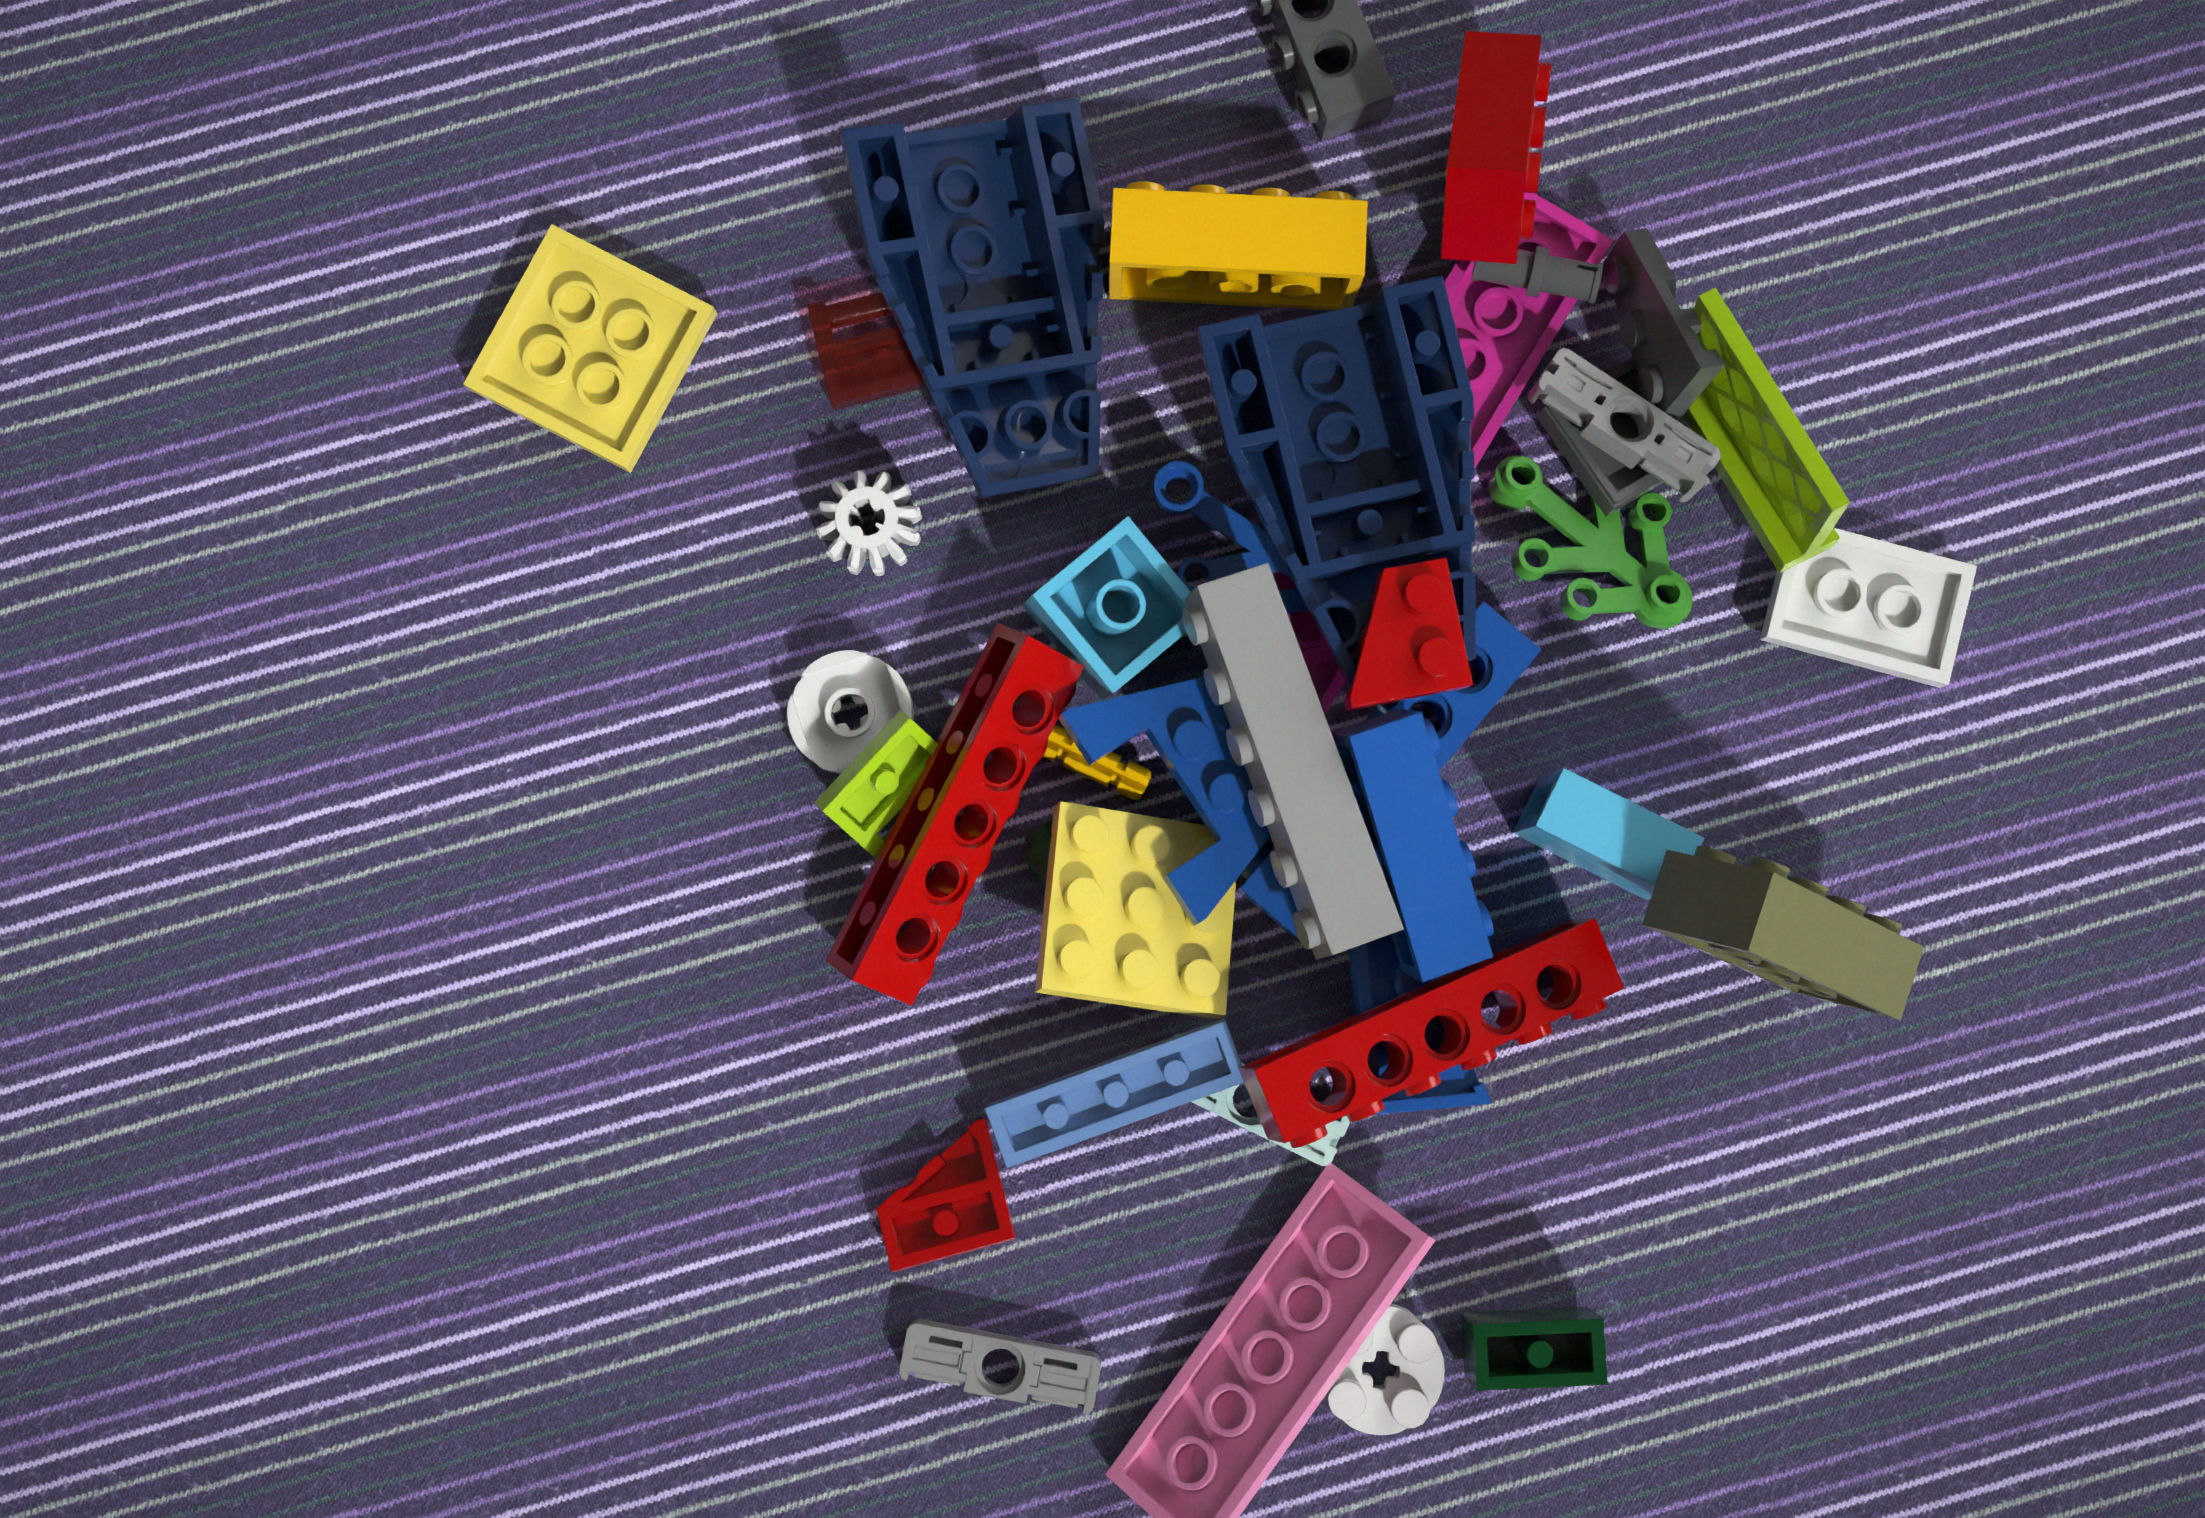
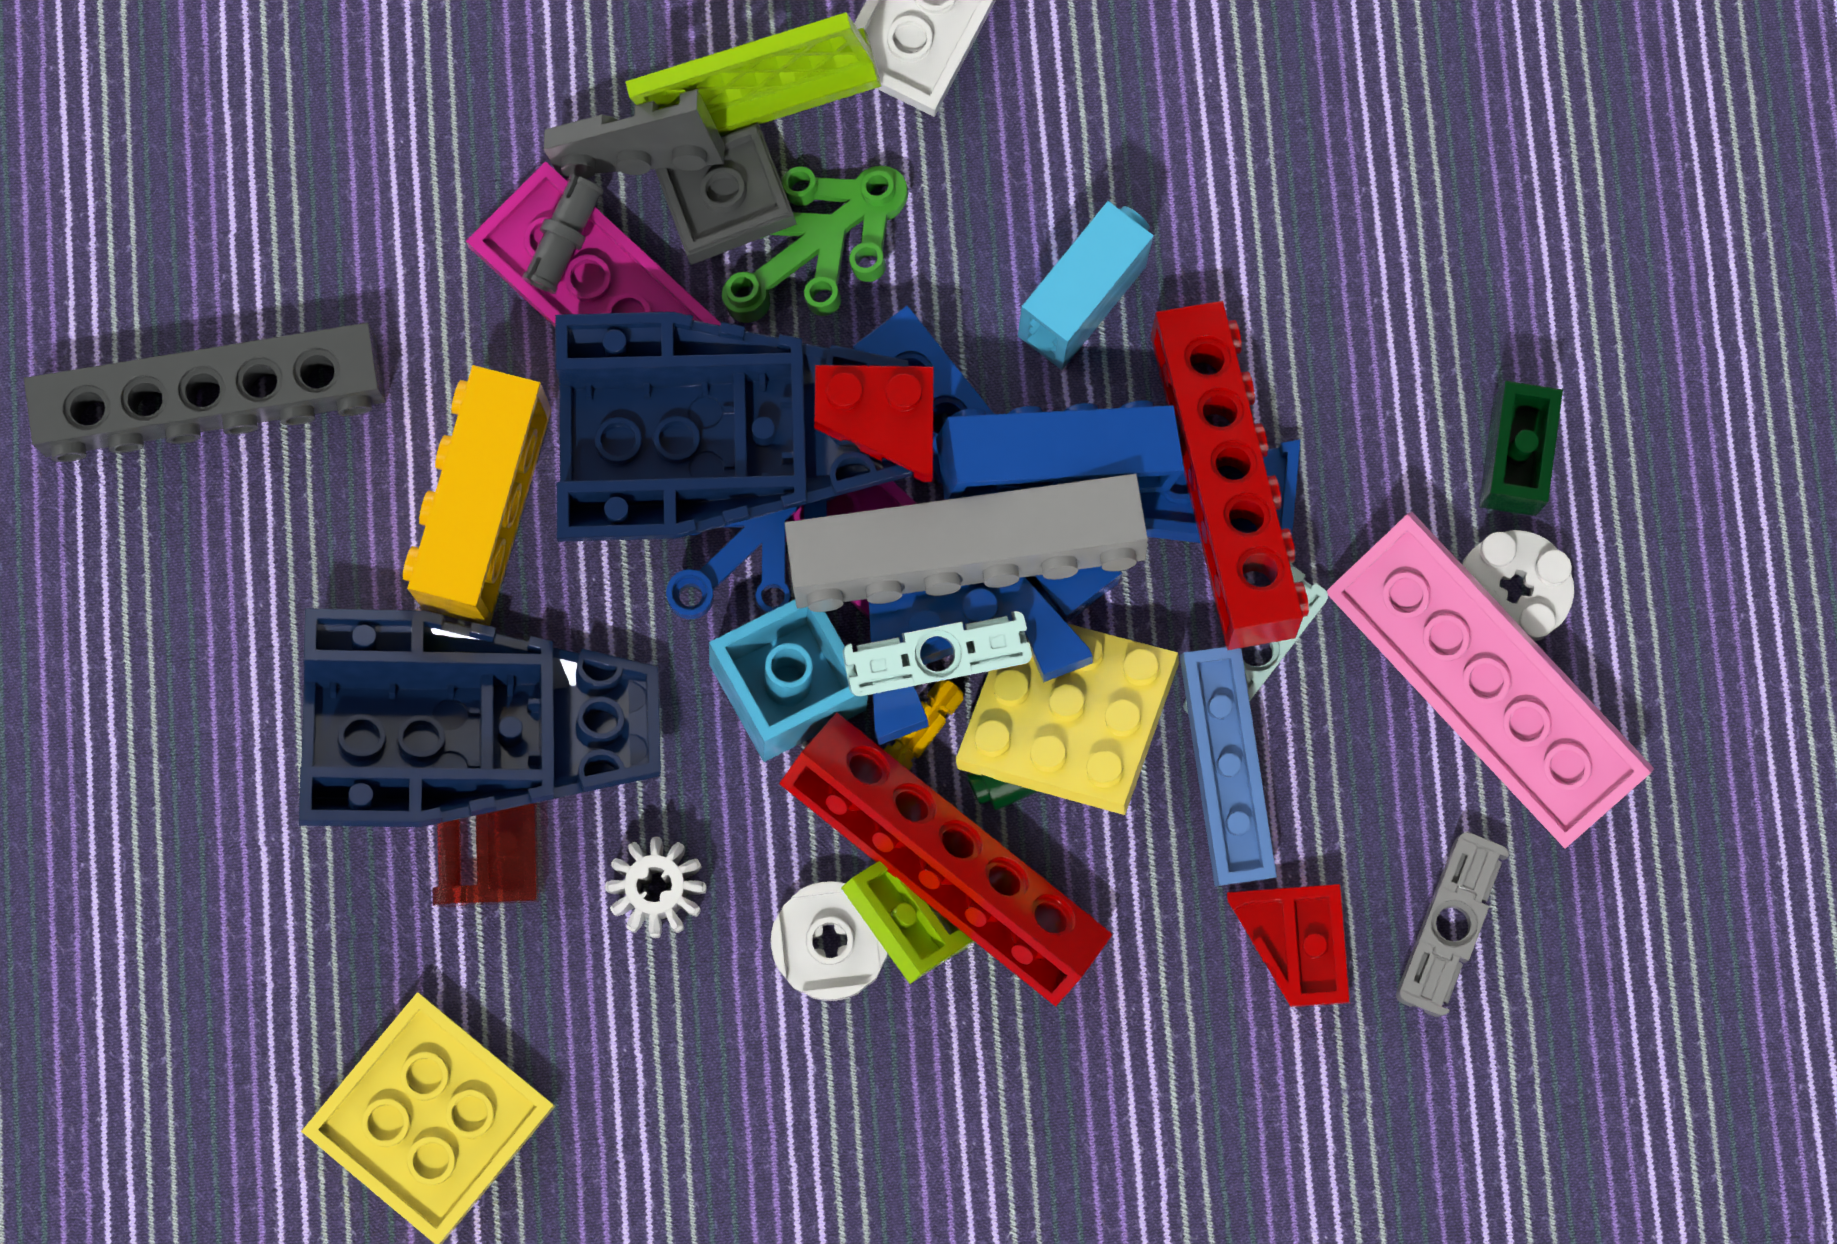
camera: 80 degrees left, 5 degrees down
(1176, 798) = (898, 665): none -> light aqua piece
(1491, 146) = (446, 246): red brick -> none
(1662, 444) = (690, 214): light grey piece -> none
(1784, 930) = (1201, 152): olive brick -> none

